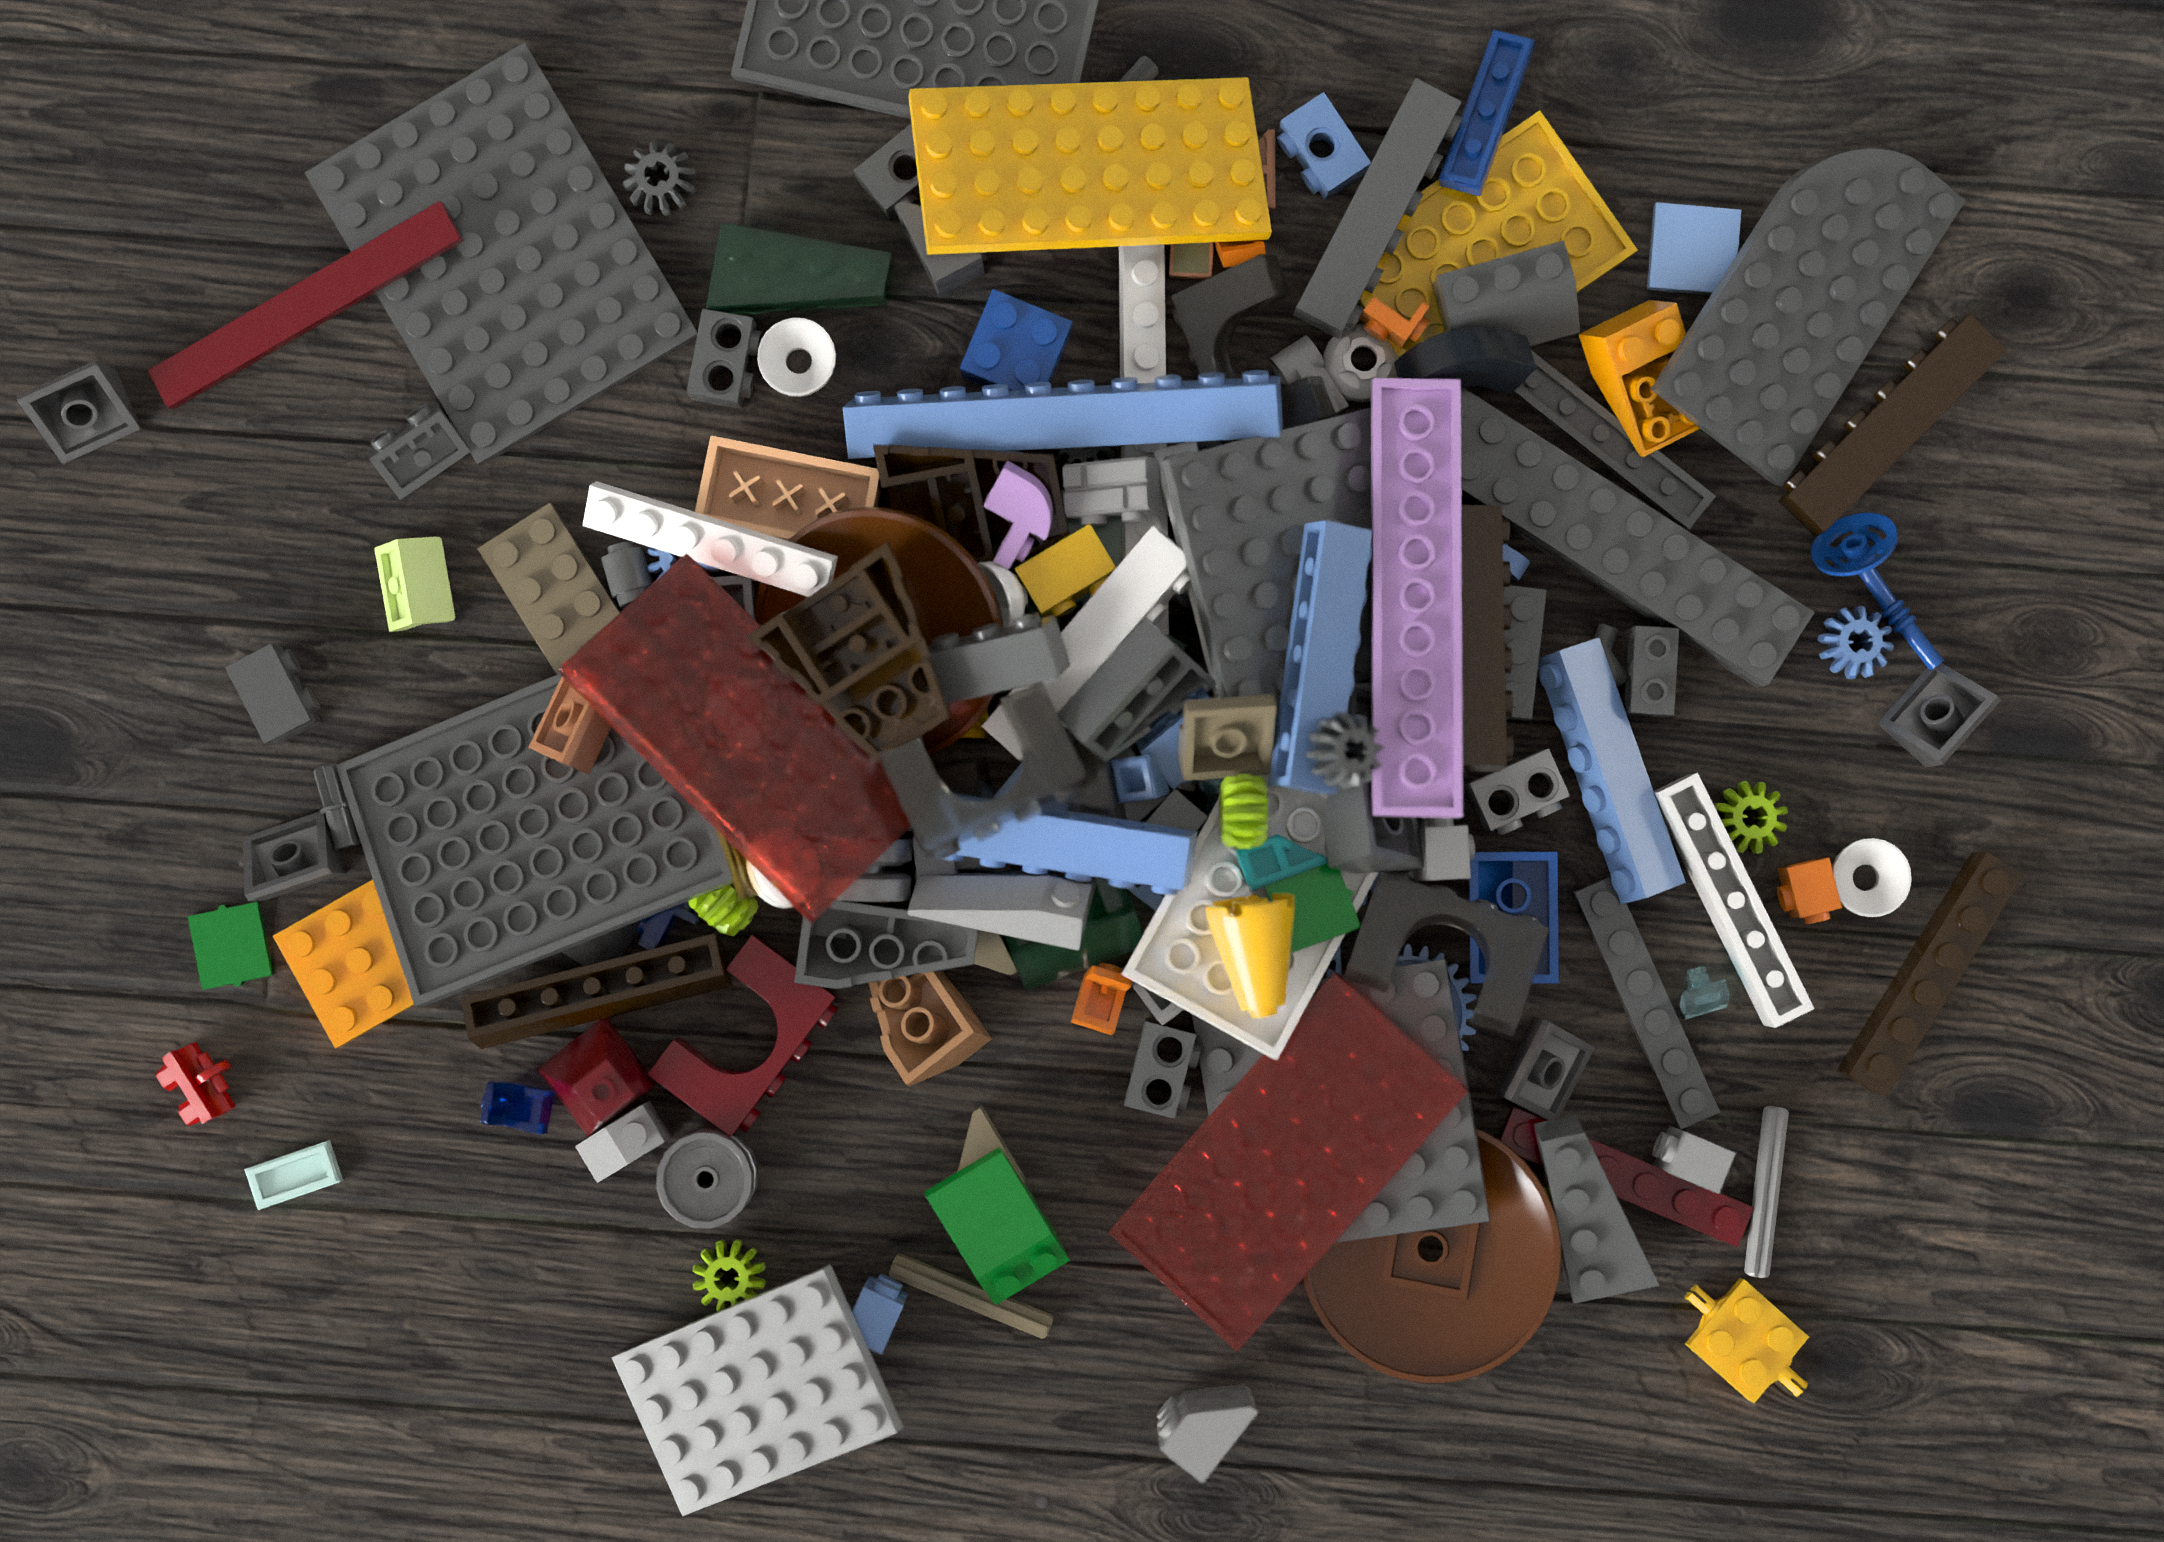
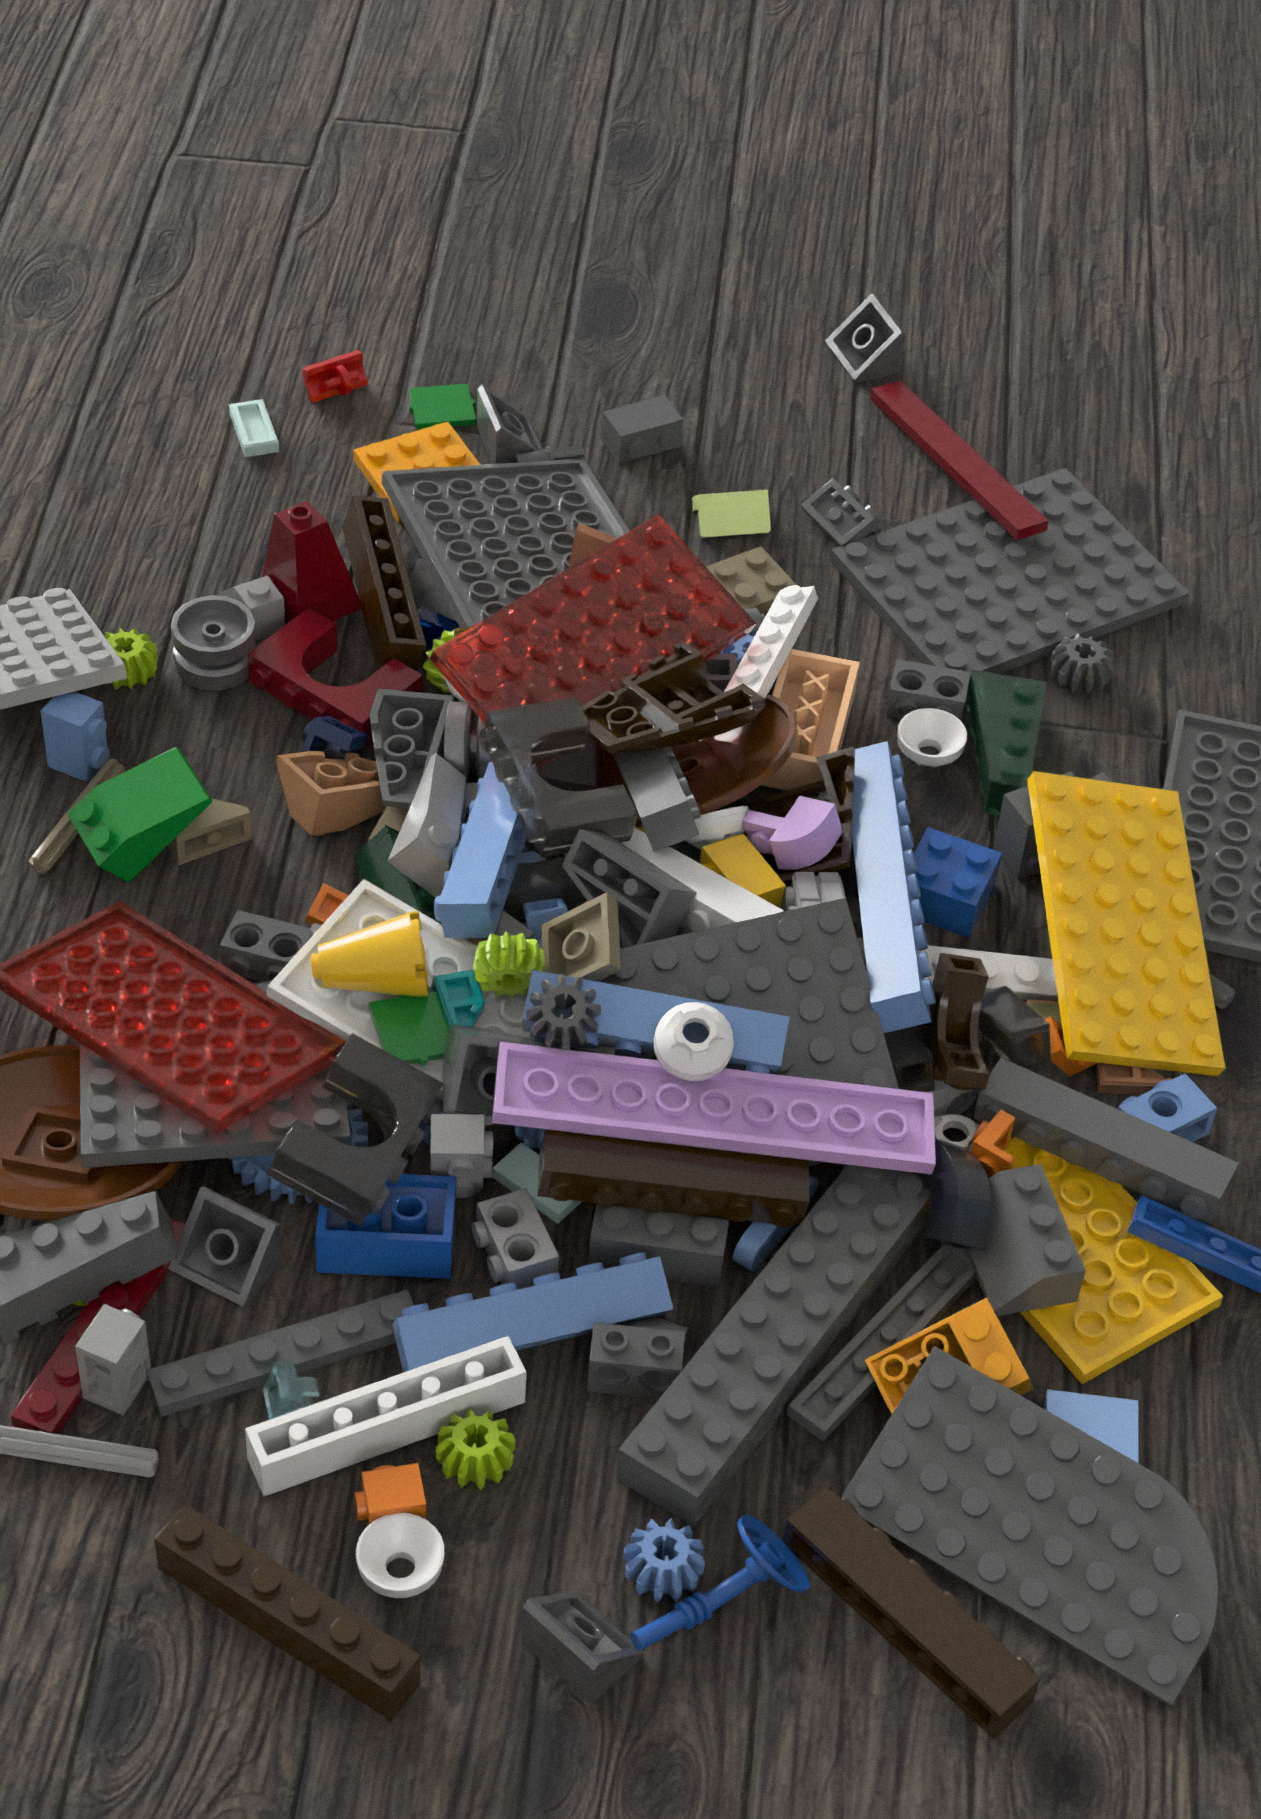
camera: 85 degrees right, 40 degrees down
(848, 1026) = (333, 734): none -> dark blue bracket
(1232, 347) = (954, 1022): none -> dark brown arch
(1342, 623) = (692, 1060): none -> white piece

